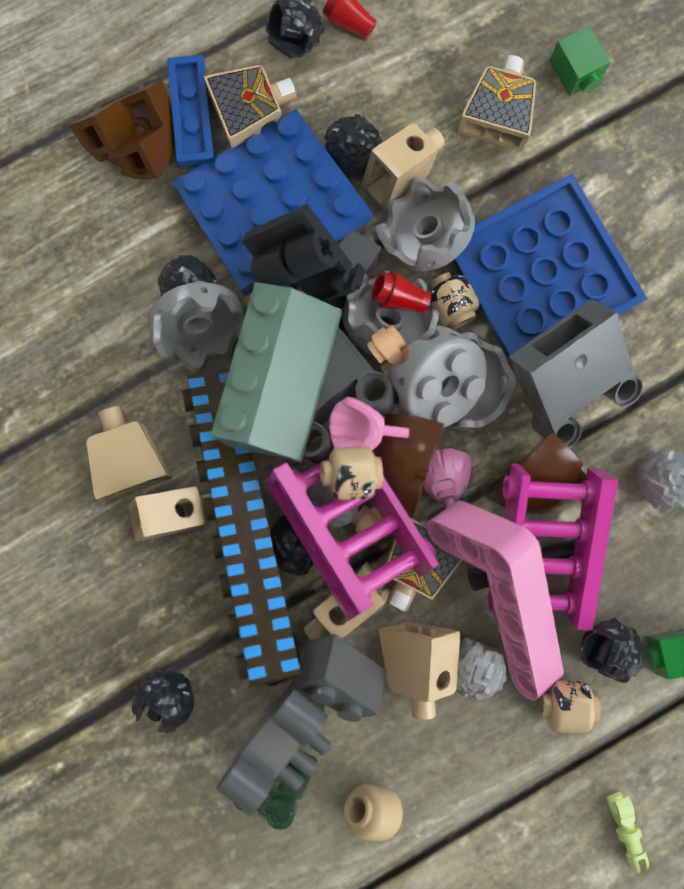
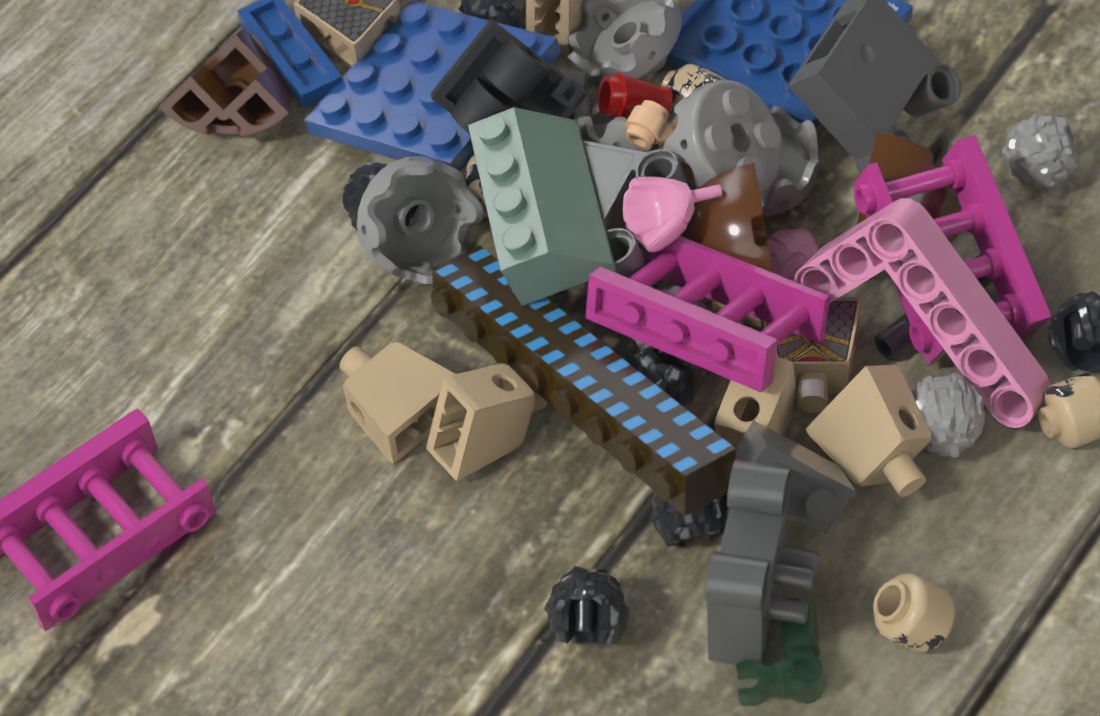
camera: 20 degrees left, 30 degrees down
(352, 473) = (680, 246): tan head -> none

